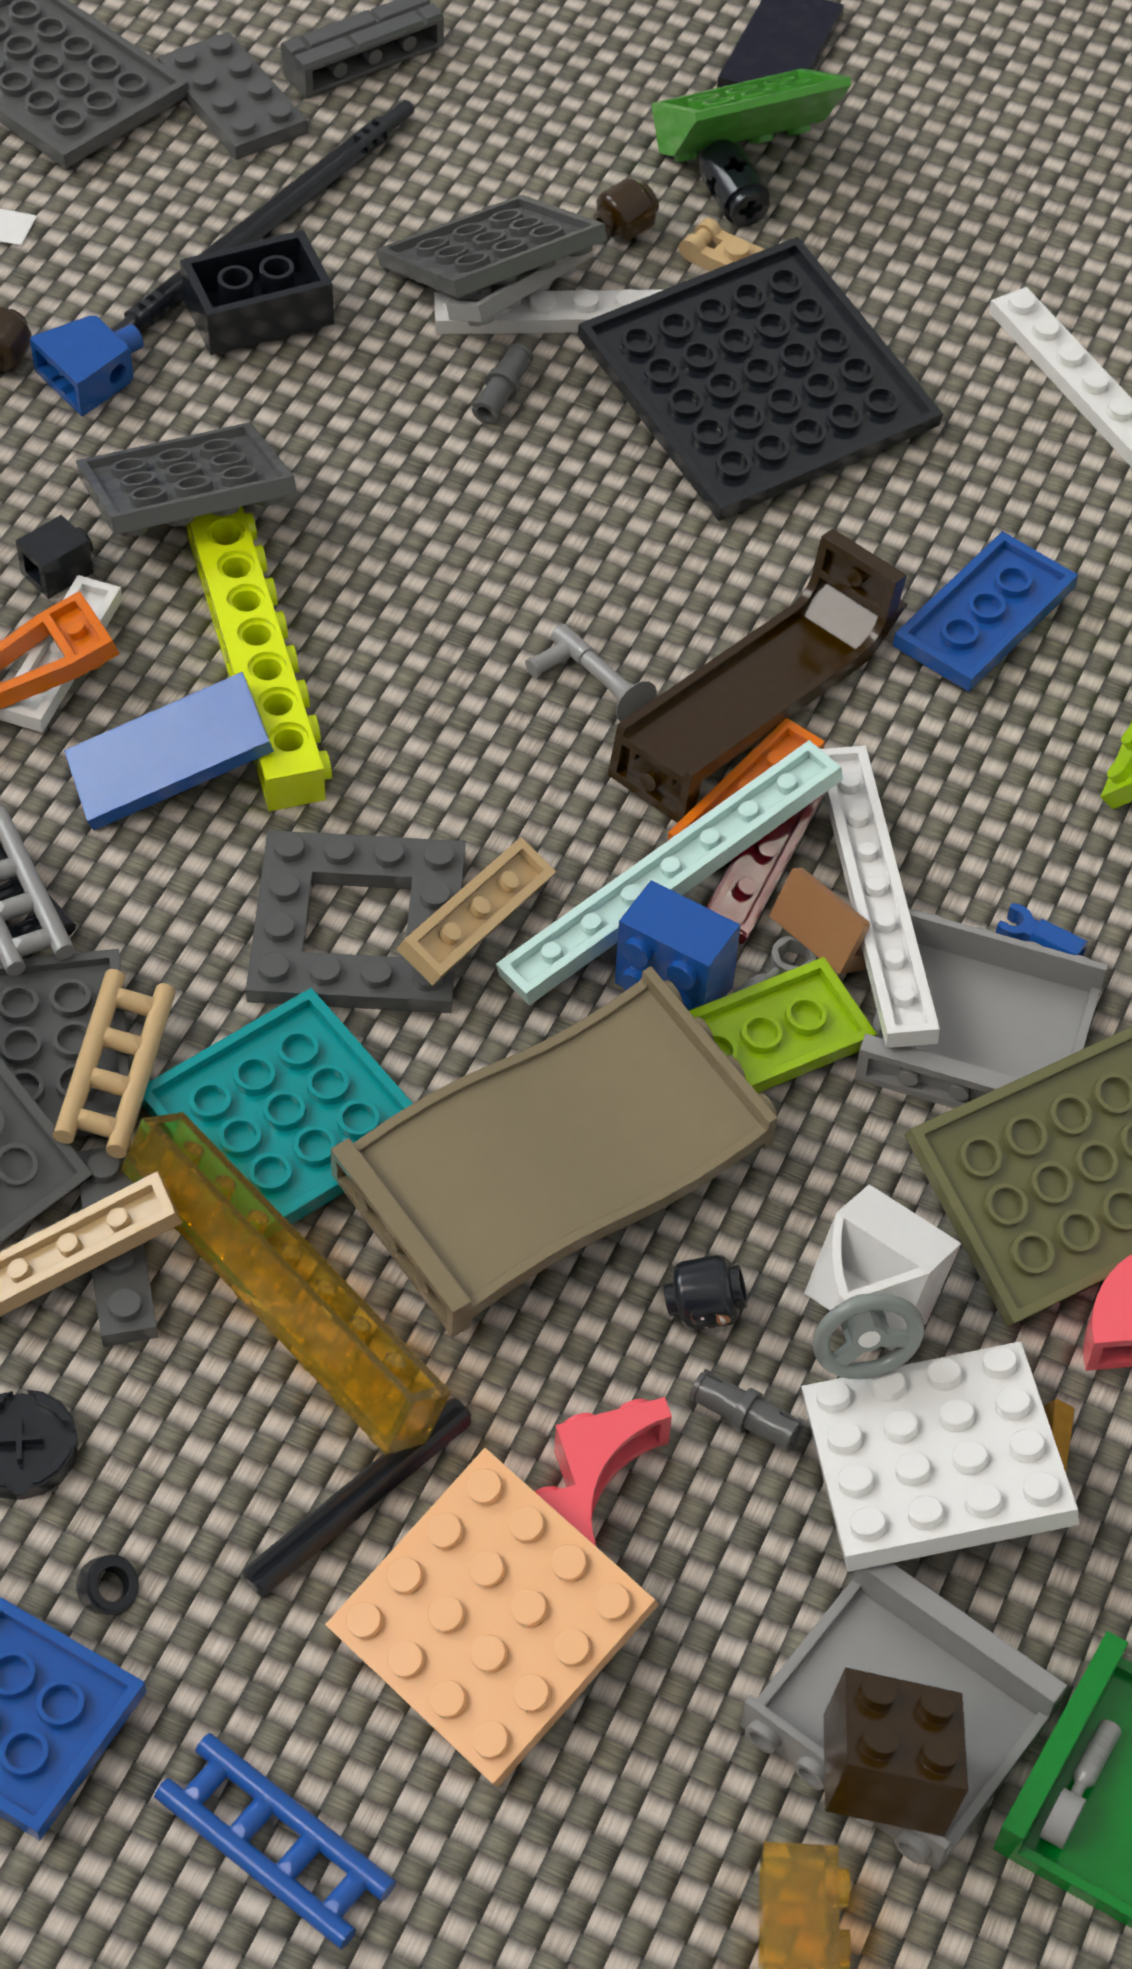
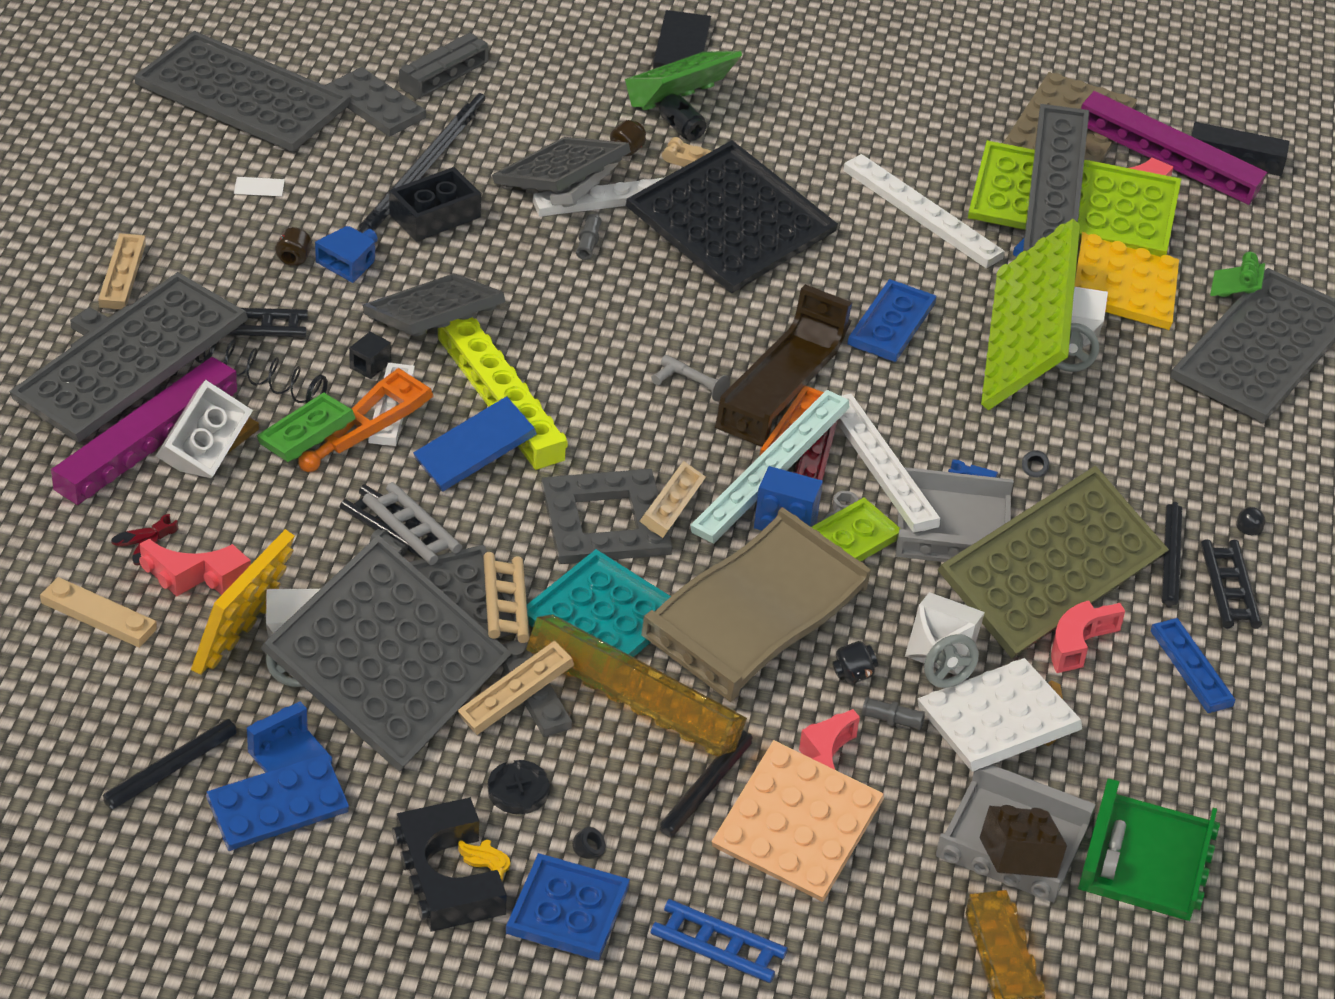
camera: 15 degrees left, 10 degrees down
(821, 921) = (858, 479): medium nougat panel -> none

